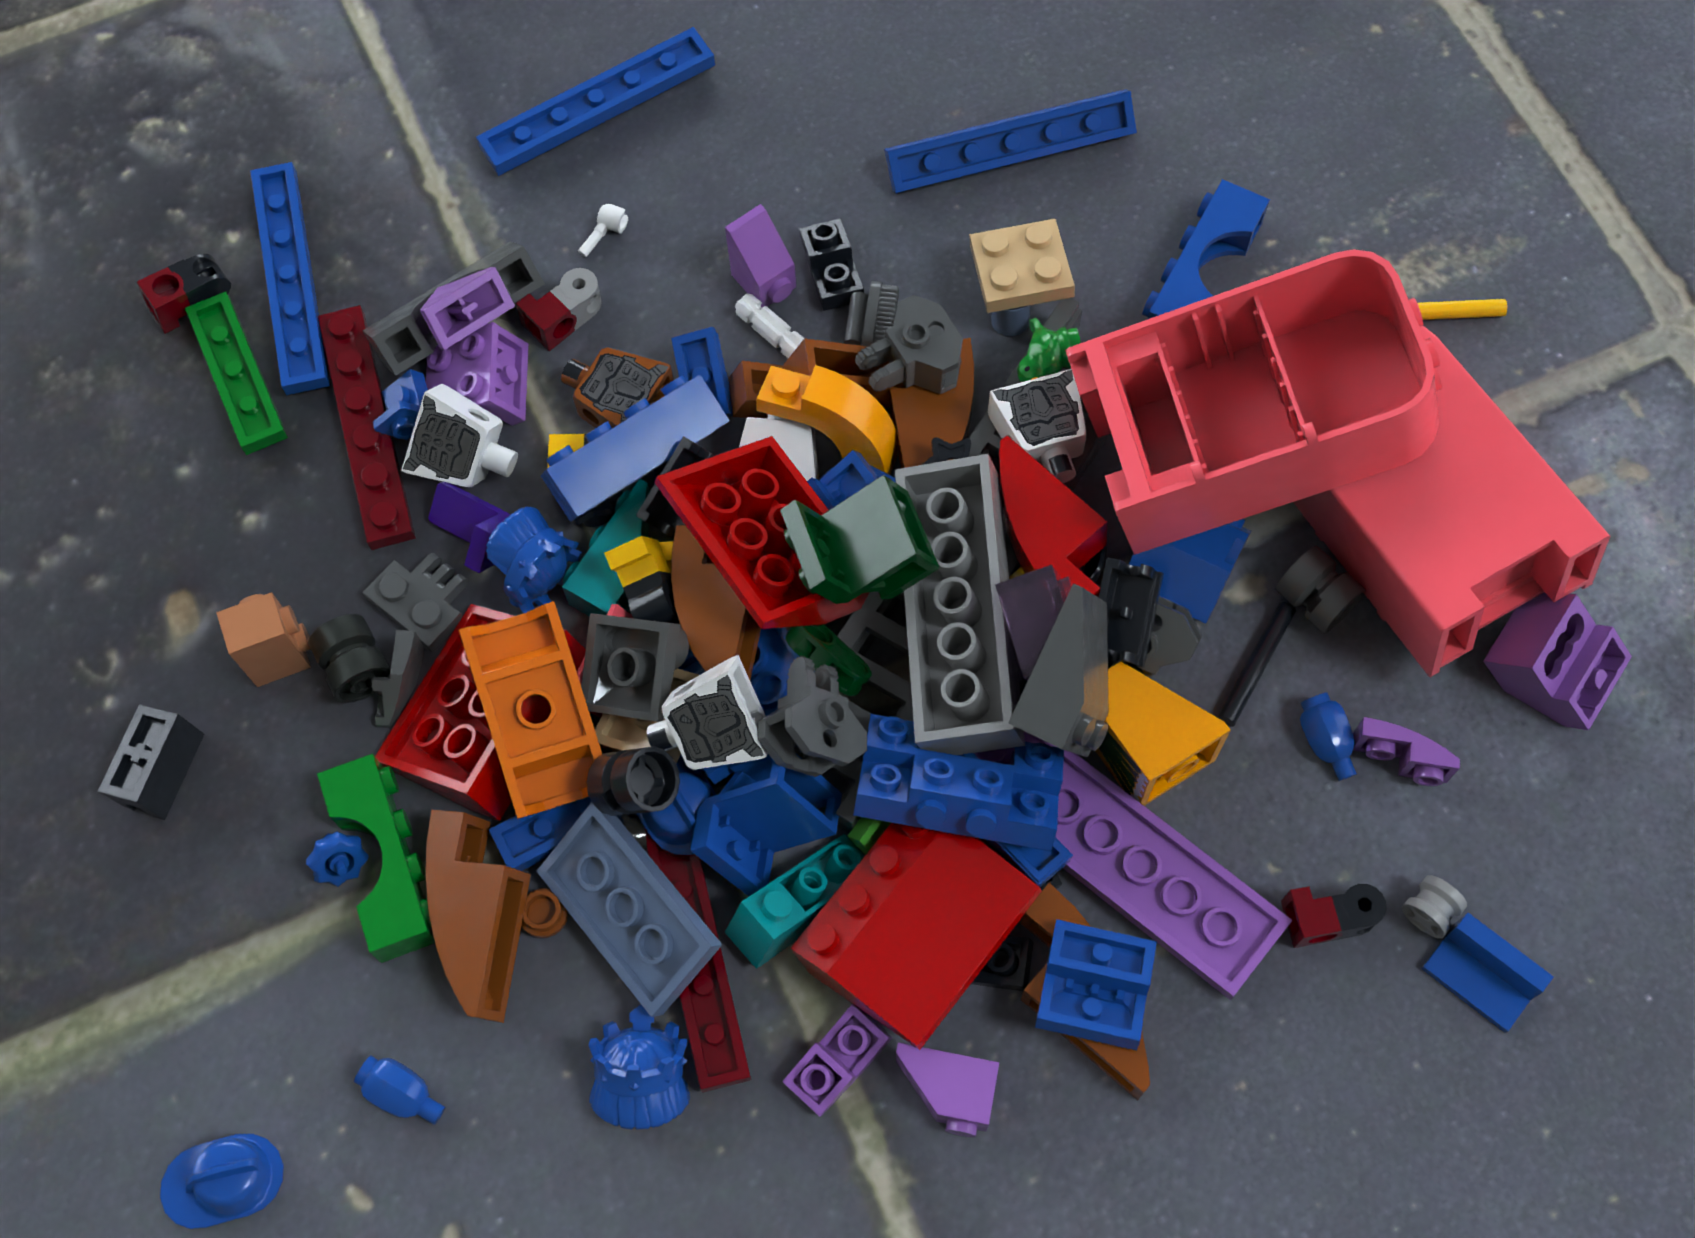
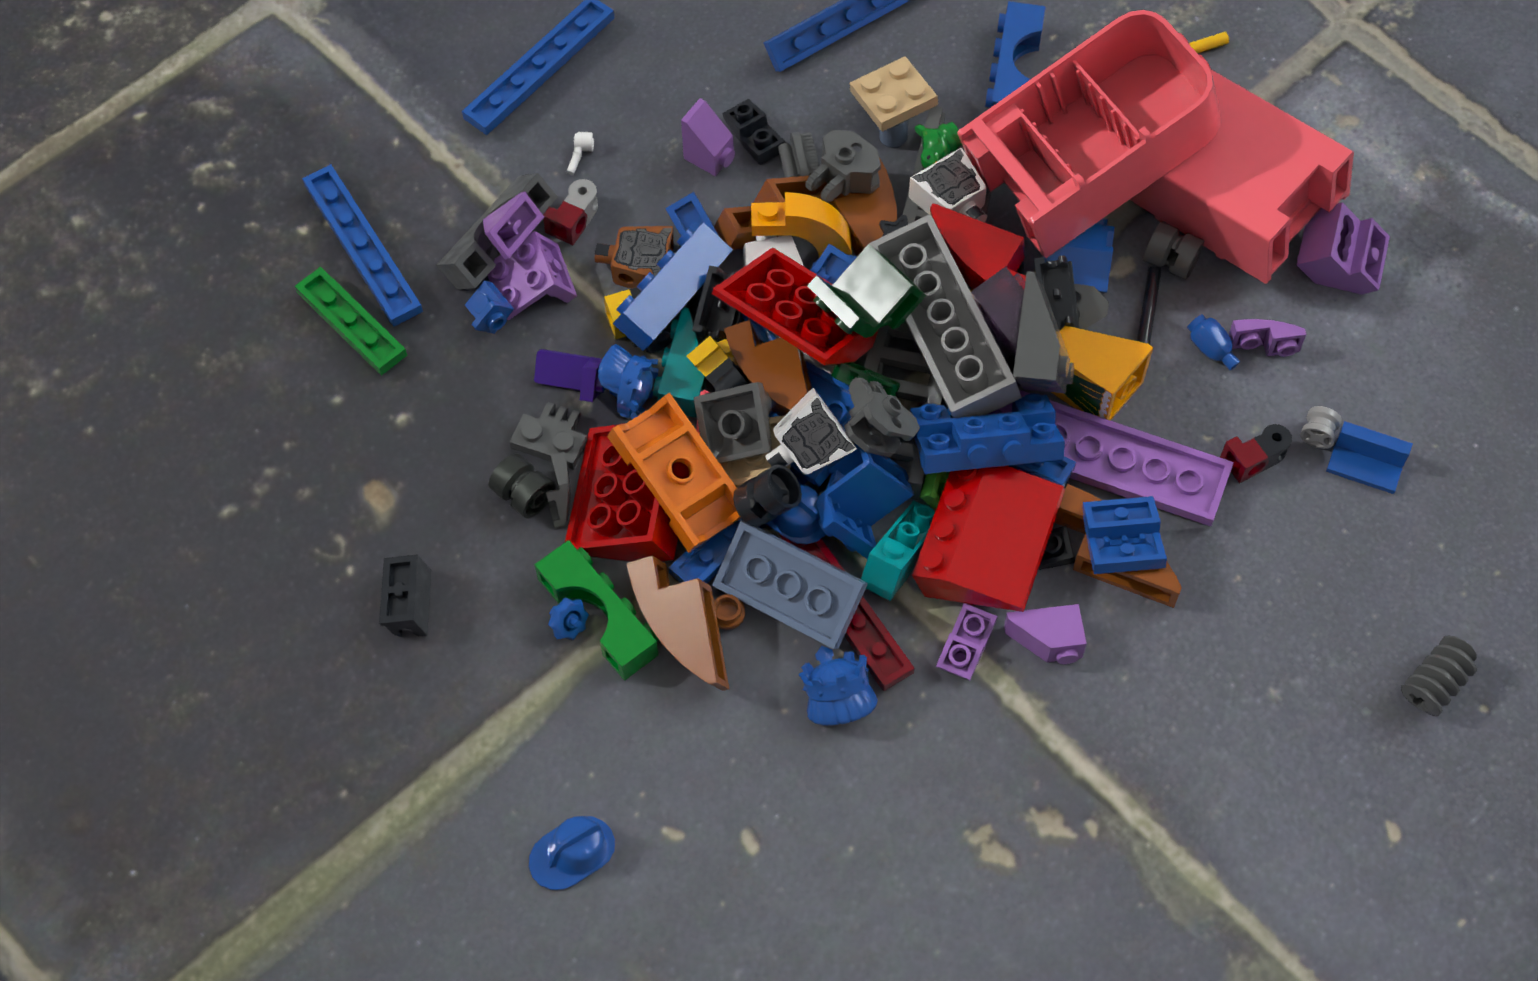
camera: 20 degrees left, 5 degrees down
(181, 286) = (278, 278): leg -> none
(265, 638) = (458, 487): nougat brick -> none
(370, 453) = (455, 324): dark red plate -> none
(397, 1090) = (673, 753): blue plant -> none
(456, 441) = (540, 319): torso -> none
(768, 324) = (728, 184): white axle -> none

